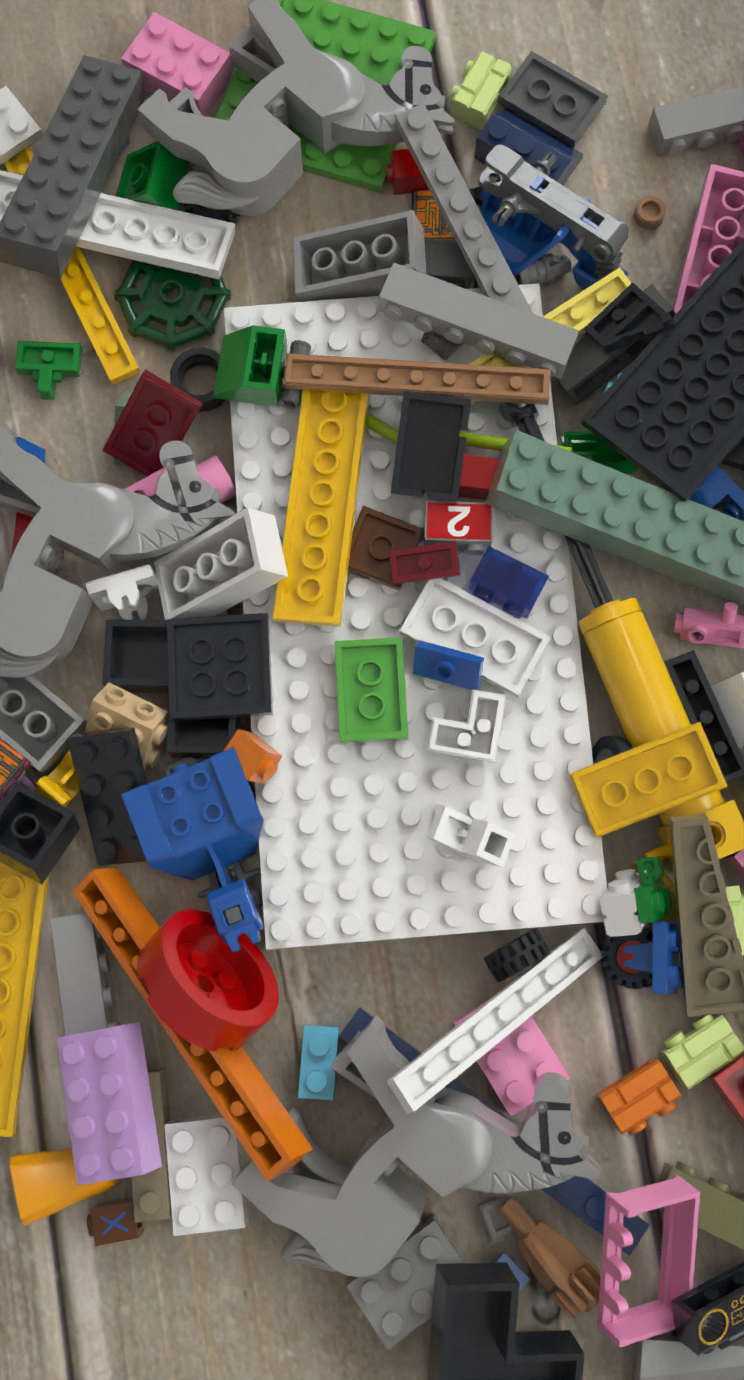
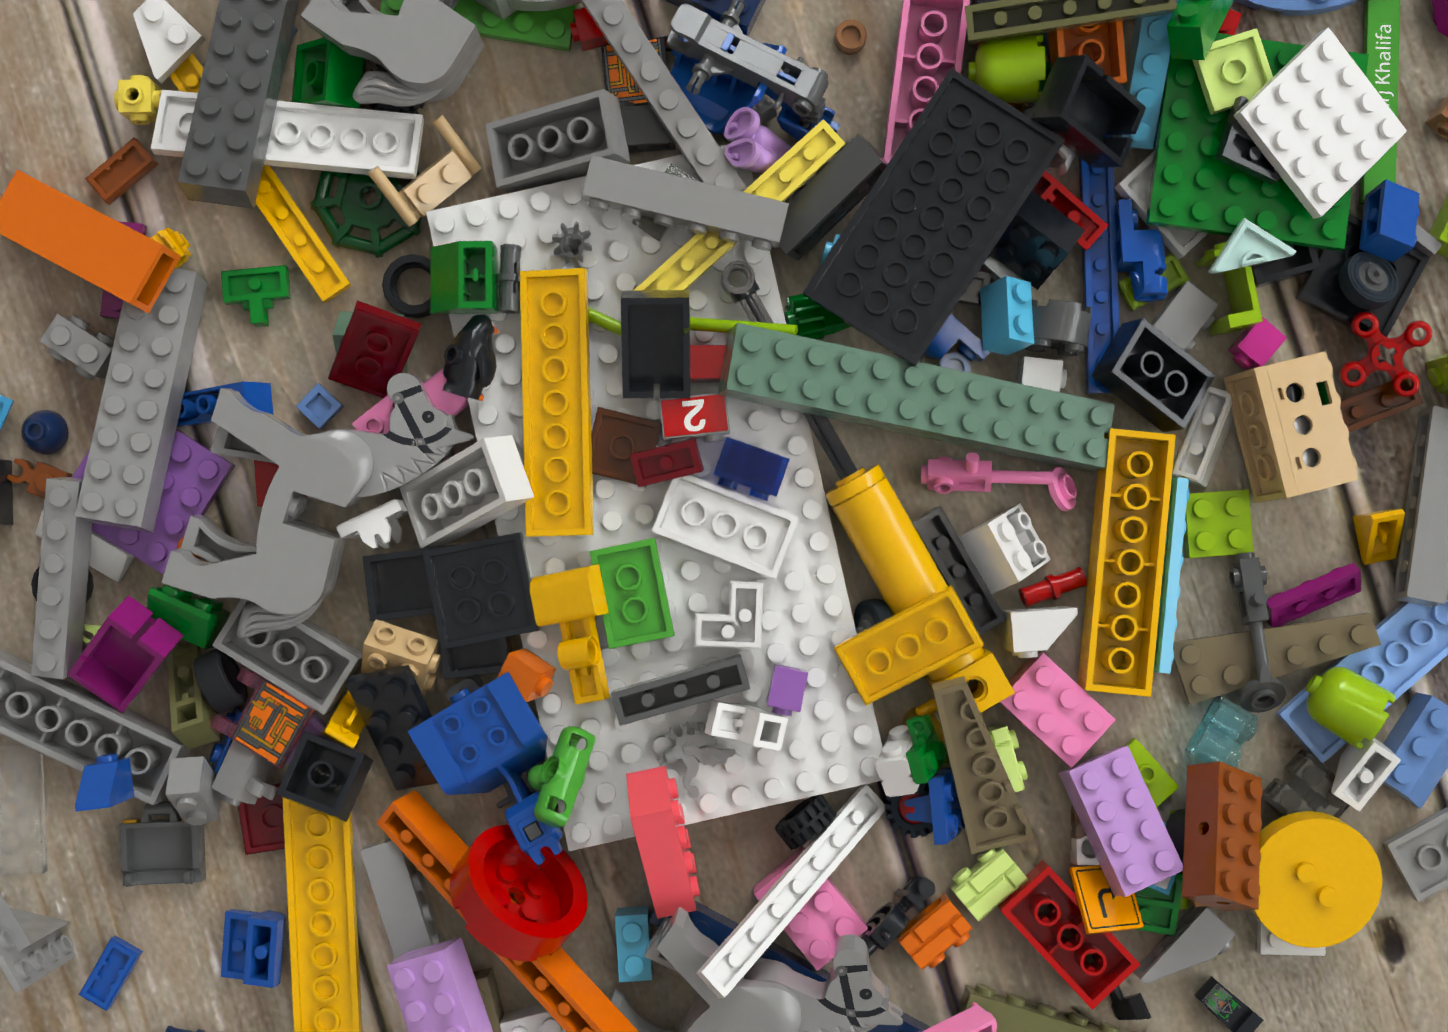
camera: 15 degrees left, 10 degrees up
(89, 473) = (320, 406): none -> medium blue tile
(235, 286) = (435, 182): none -> tan plate
(245, 442) = (471, 359): none -> black animal
(271, 862) = (561, 776): none -> bright green piece
(308, 690) = (573, 601): none -> yellow plate
(364, 340) = (568, 251): none -> dark grey gear
(368, 945) = (662, 840): none -> coral brick
(406, 858) = (688, 747): none -> light grey piece
(408, 790) = (680, 689): none -> dark grey brick
(434, 378) = (632, 273): medium nougat tile -> none
(448, 665) = (703, 560): blue plate -> none
(517, 807) = (786, 689): none -> medium lavender brick
(545, 282) = (752, 144): none -> lavender piece
(598, 1070) = (891, 917): none -> black torso
(628, 320) = (837, 179): black wing -> none

